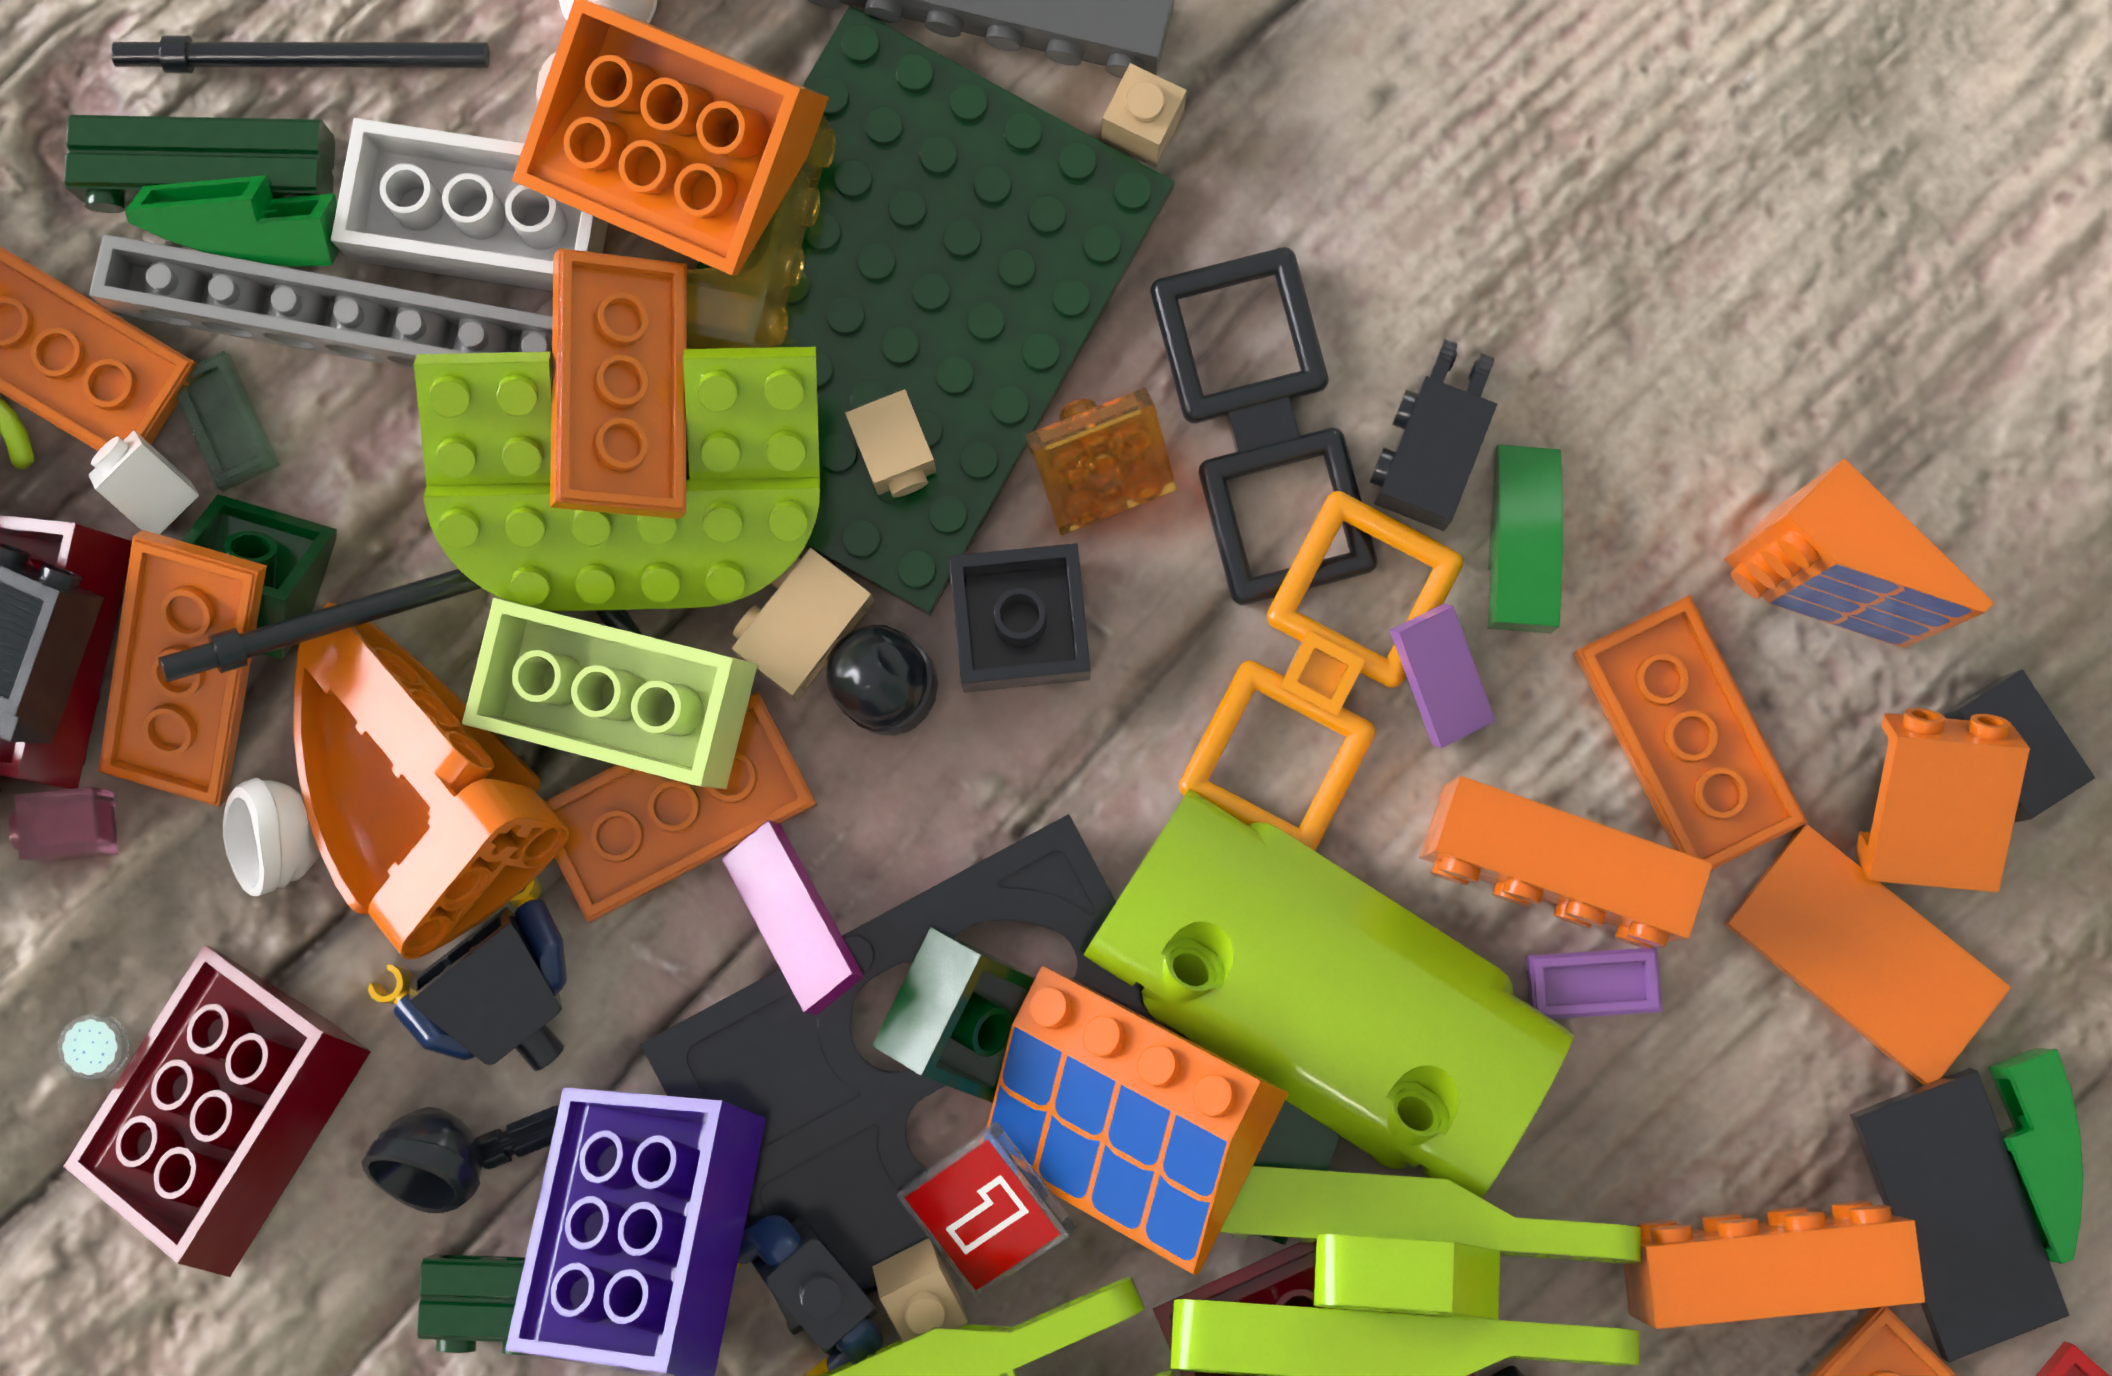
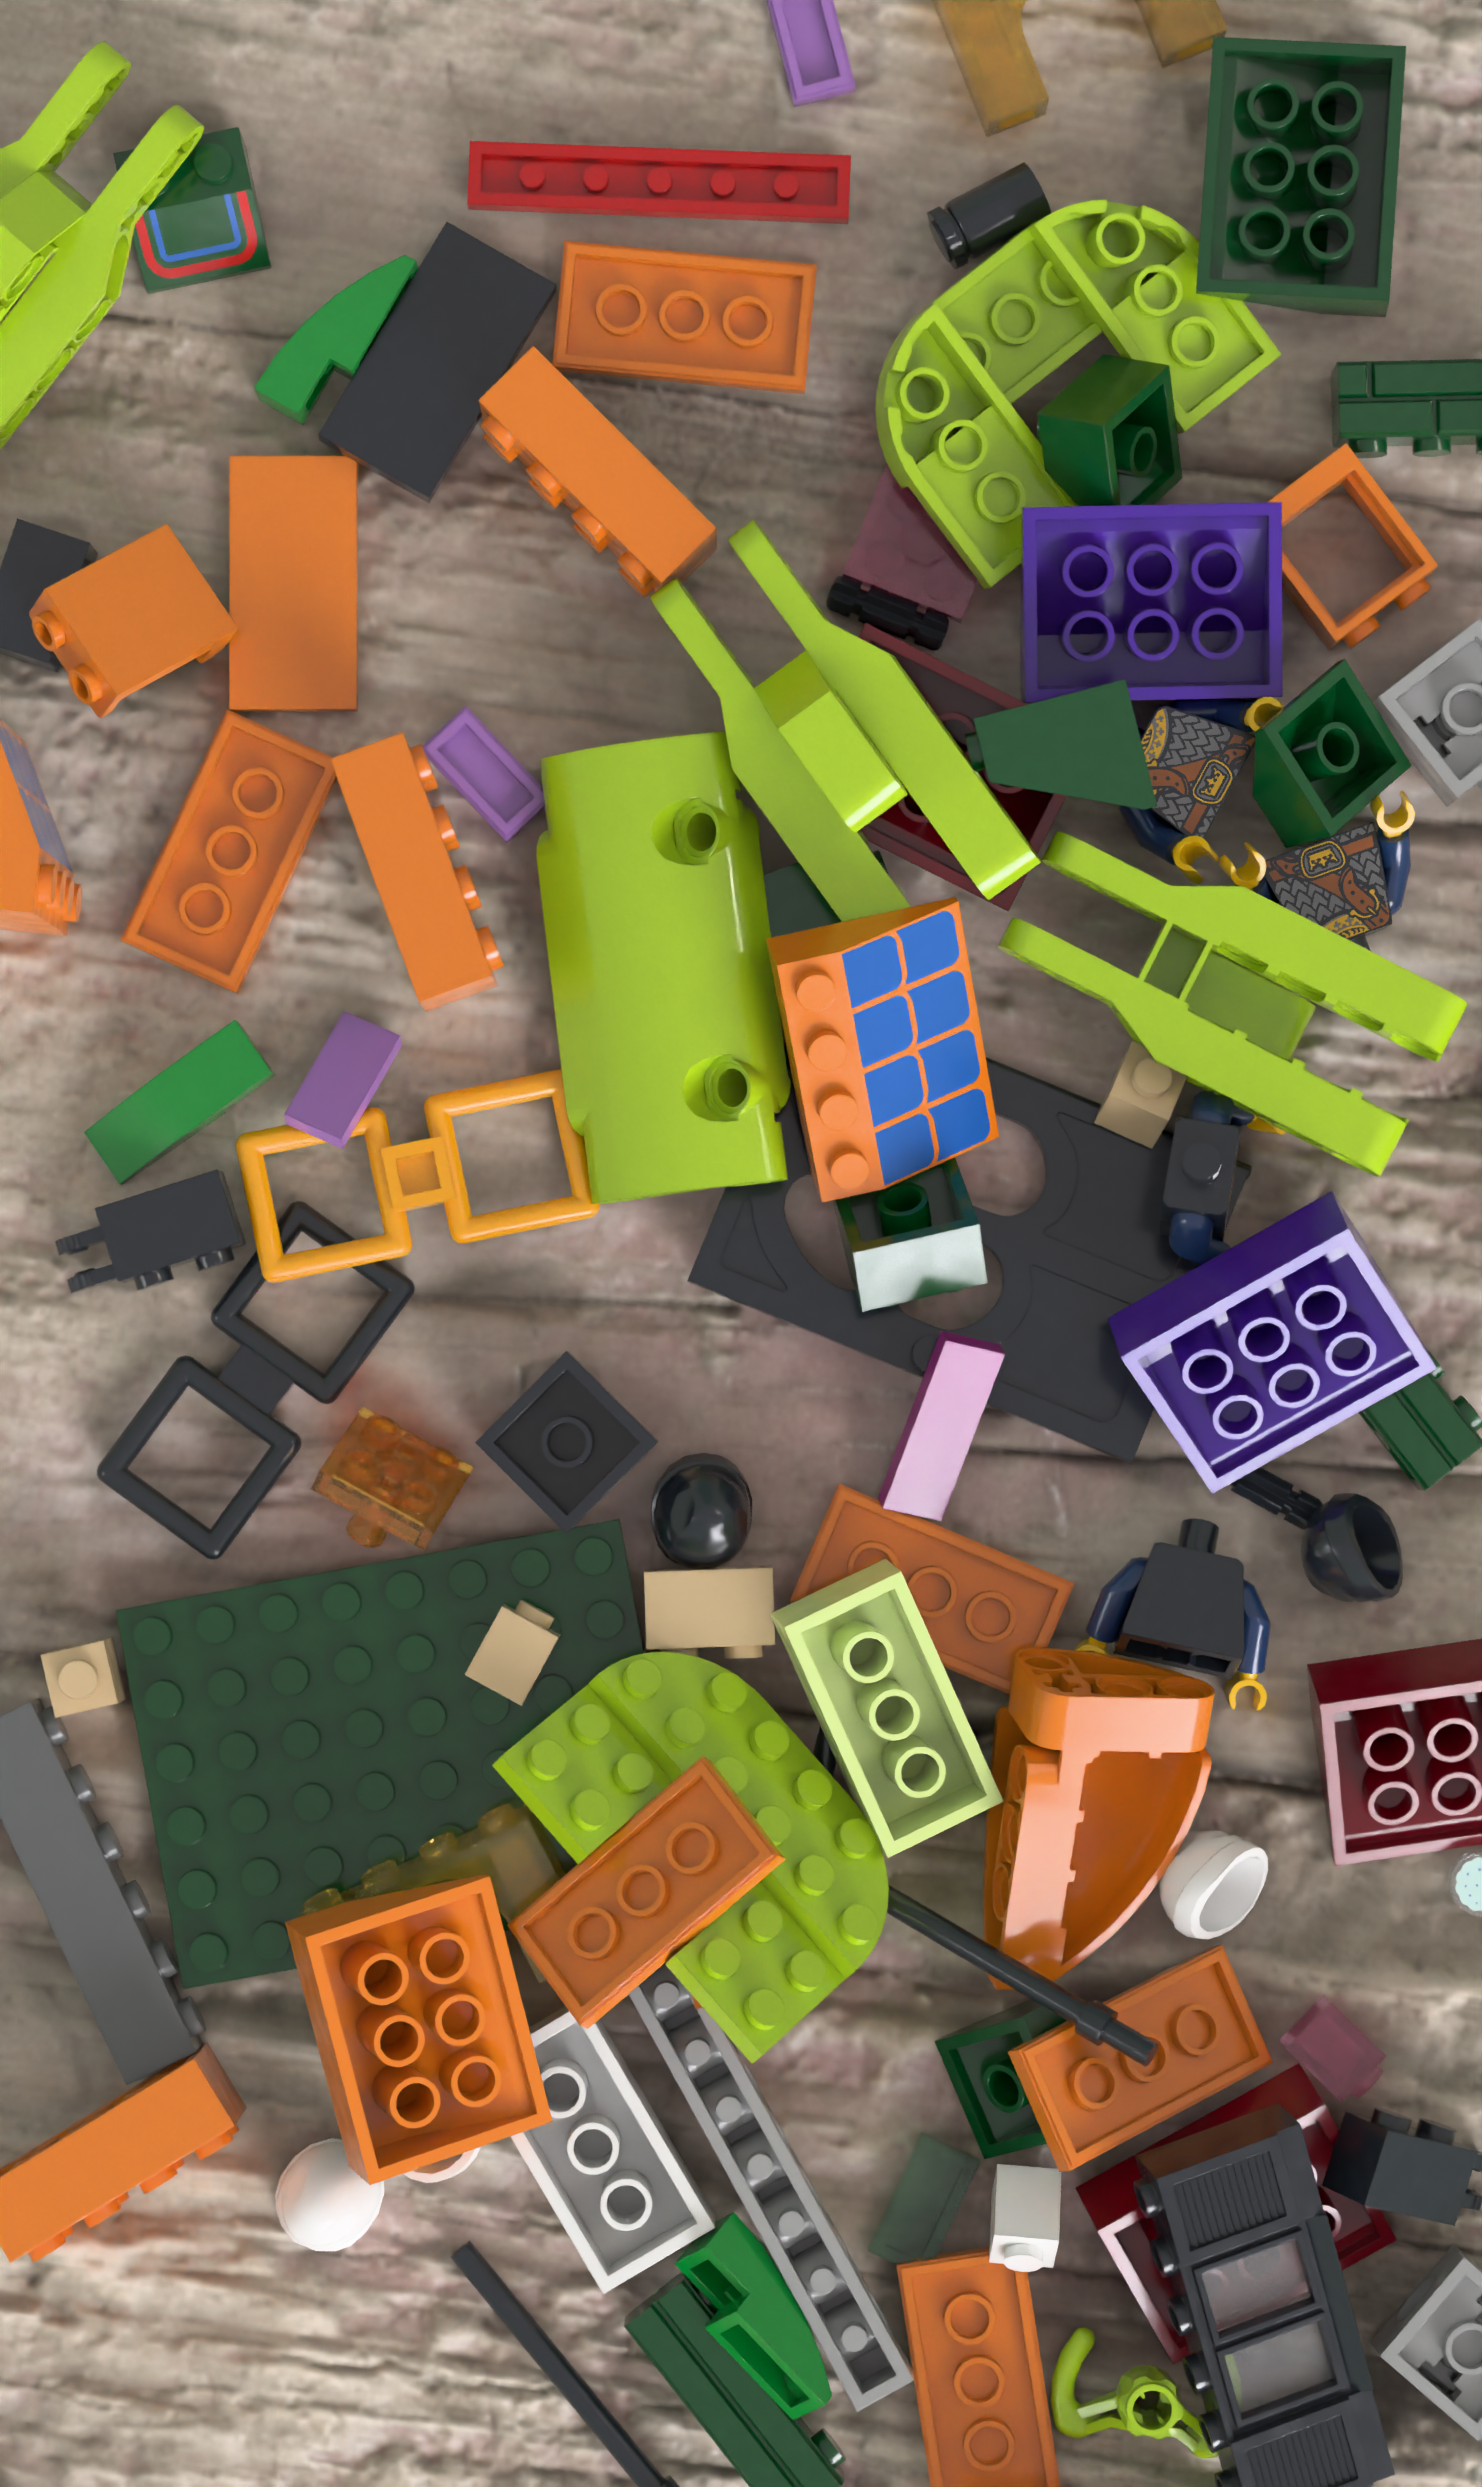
camera: 135 degrees left, 5 degrees up
(986, 1210) = (1038, 1095): red tile -> none

